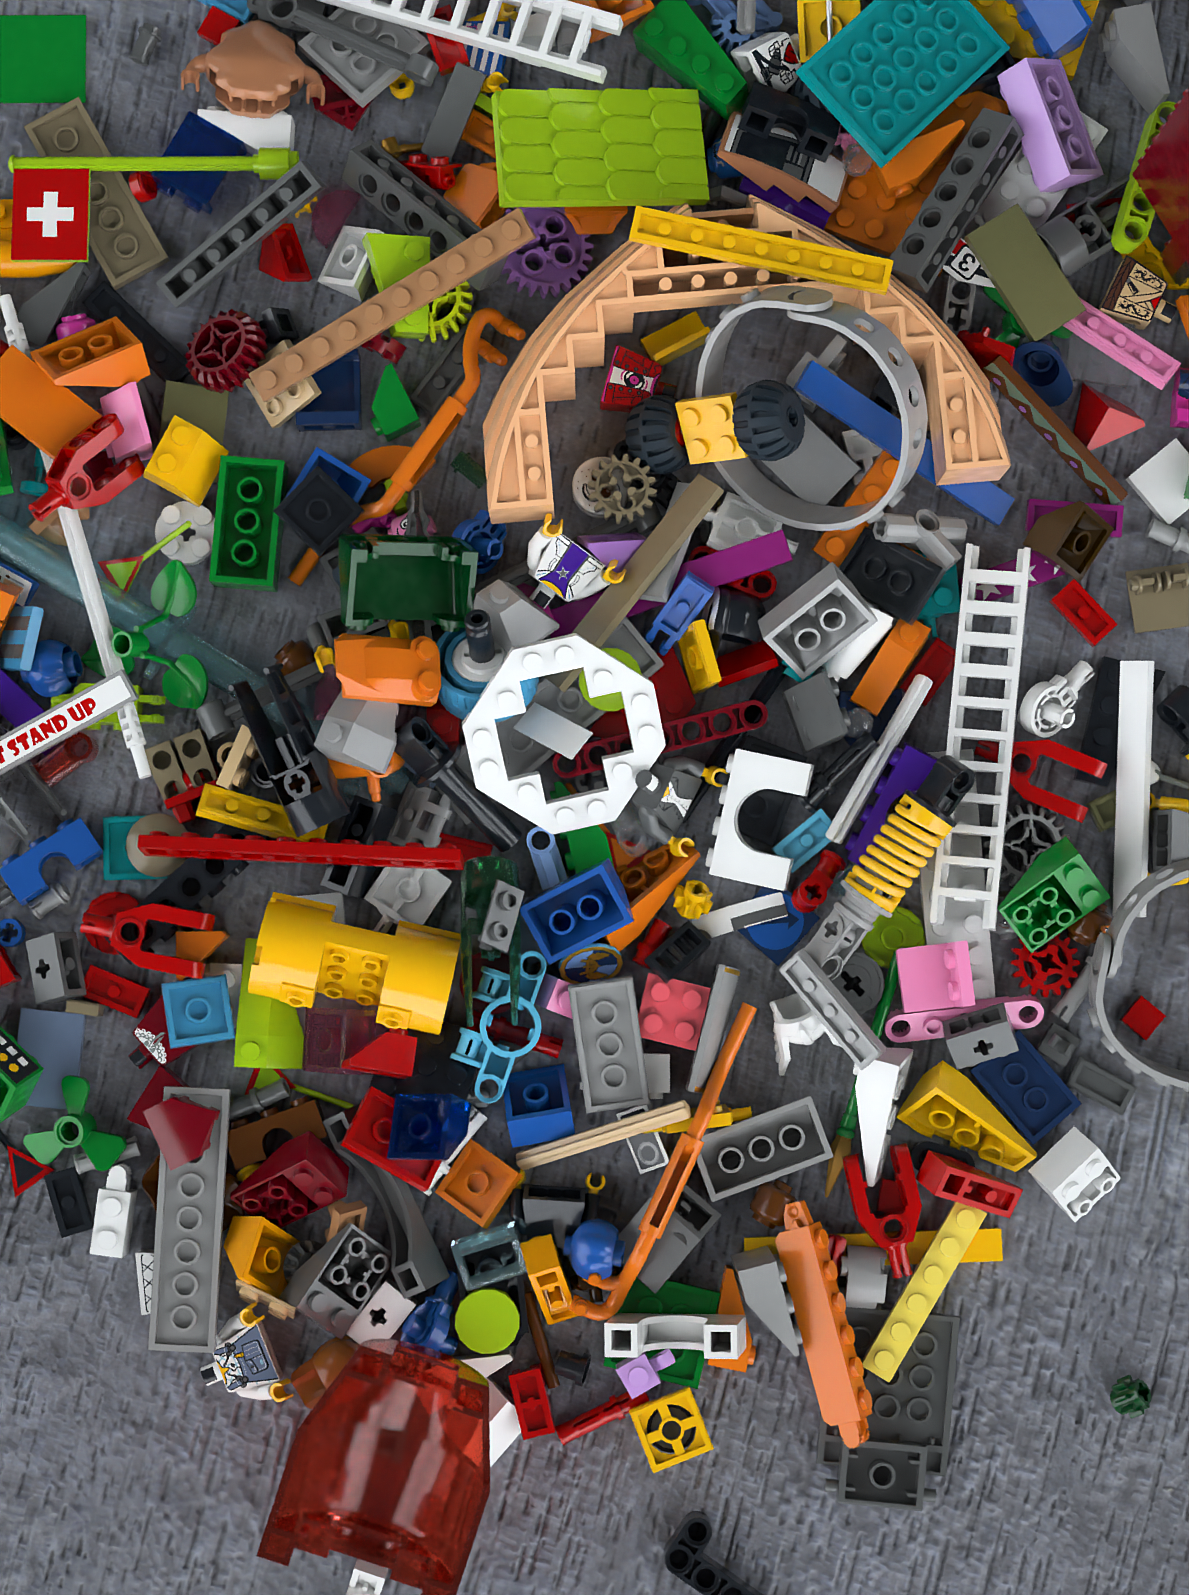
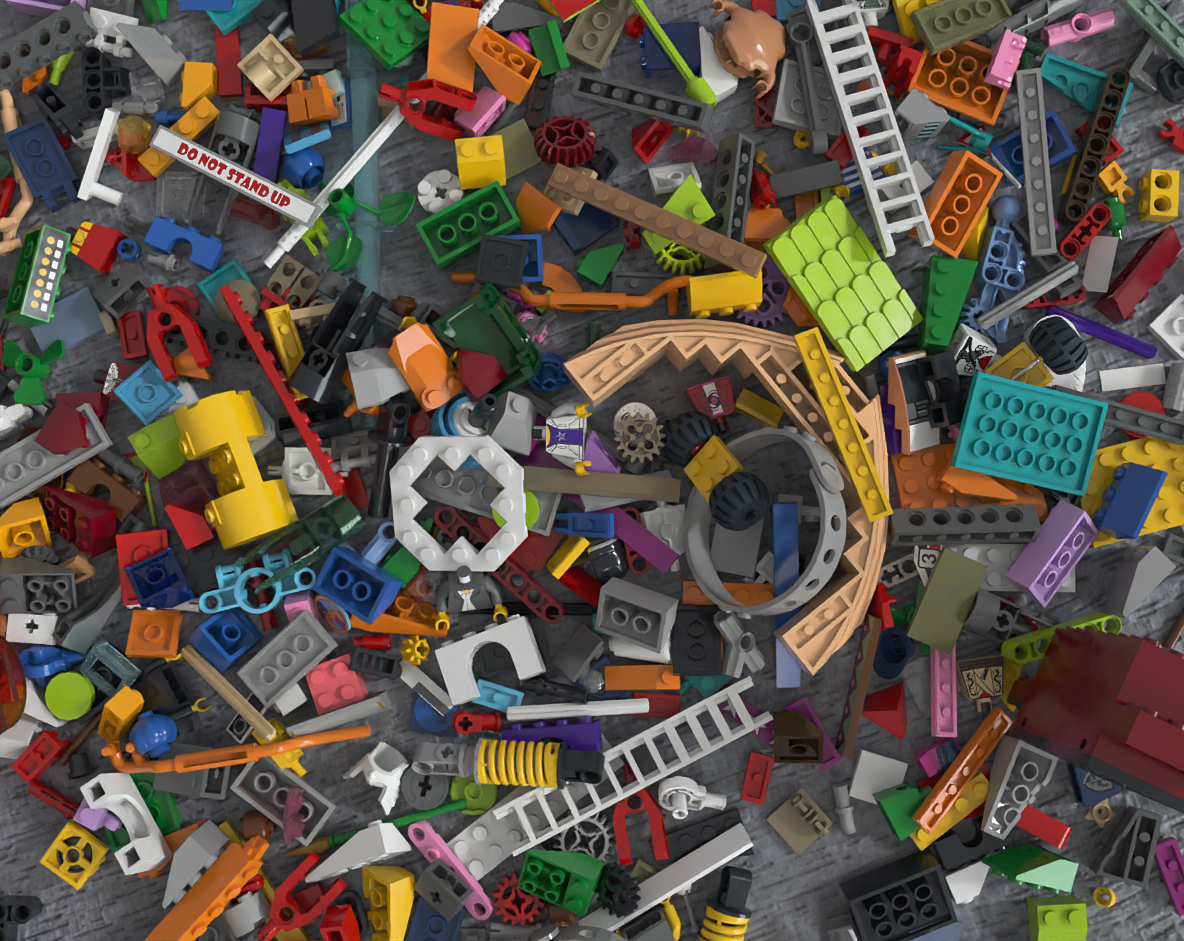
camera: 60 degrees right, 0 degrees up
(105, 296) = (549, 48): none -> green panel
(123, 571) = (392, 171): lime piece -> none
(282, 436) = (535, 210): none -> orange slope
(433, 615) = (478, 373): none -> dark red slope
(501, 917) = (316, 540): hinge -> none
(524, 288) = (723, 294): none -> yellow slope
(553, 730) = (458, 495): white sticker -> none
(799, 1151) = (292, 820): none -> clear pink slope
(832, 1009) = (395, 786): light grey tile -> none
(856, 160) = (945, 446): clear tile -> none
(935, 976) = (462, 836): bright pink bracket -> none
(1106, 842) = (617, 890): none -> black gear

